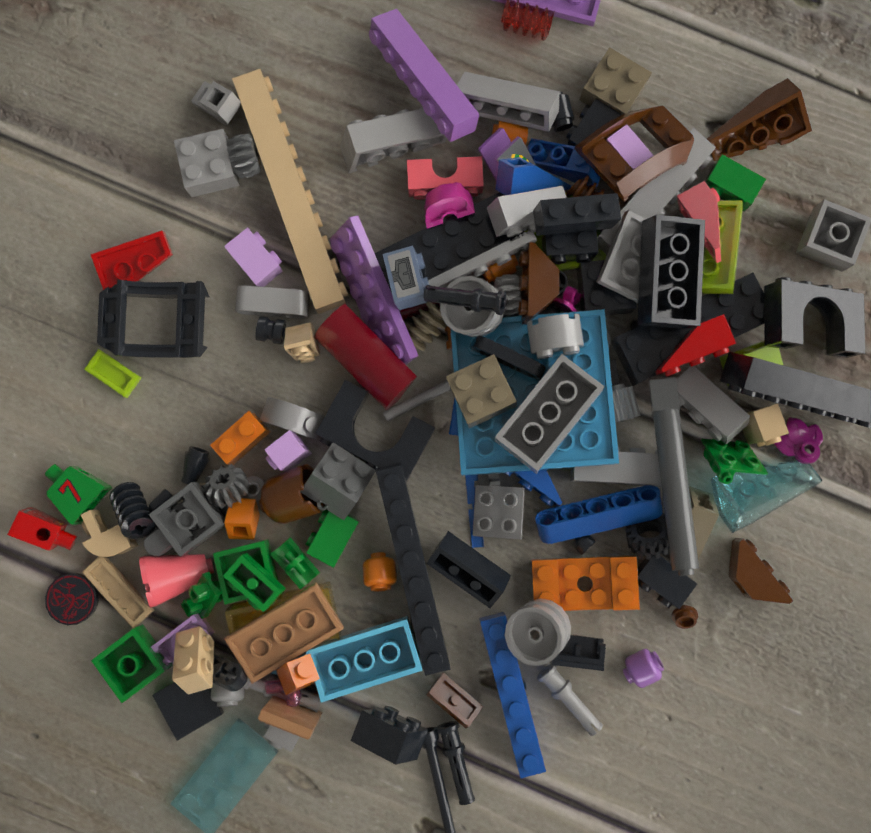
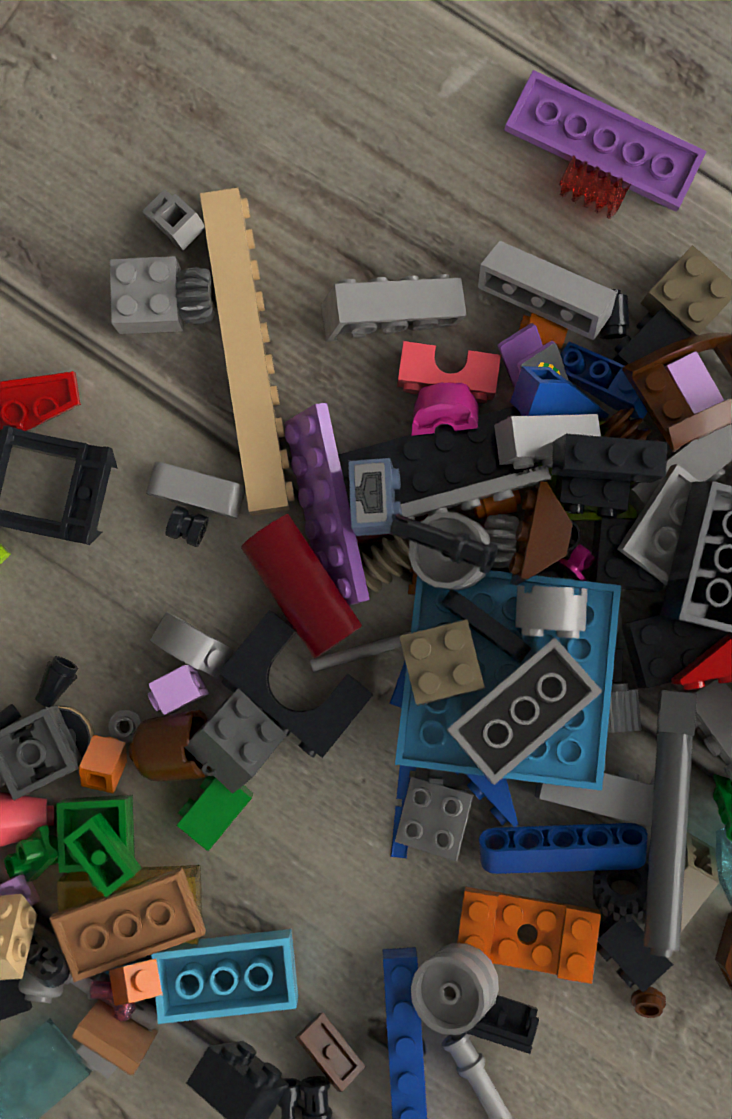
camera: 10 degrees right, 0 degrees up
(226, 486) = (91, 718): dark grey gear -> none
(240, 438) = (120, 659): orange brick -> none
(253, 258) = (183, 430): lavender brick -> none
(295, 563) = (160, 834): green hips -> none
(301, 342) = (222, 551): tan slope -> none
(379, 572) = (265, 866): orange head -> none
(413, 568) = (309, 873): black brick -> none
(423, 75) = (446, 236): medium lavender brick -> none
(469, 569) = (381, 887): black brick -> none
(583, 543) = (536, 881): black hinge -> none
(643, 668) = (582, 1058): medium lavender head -> none

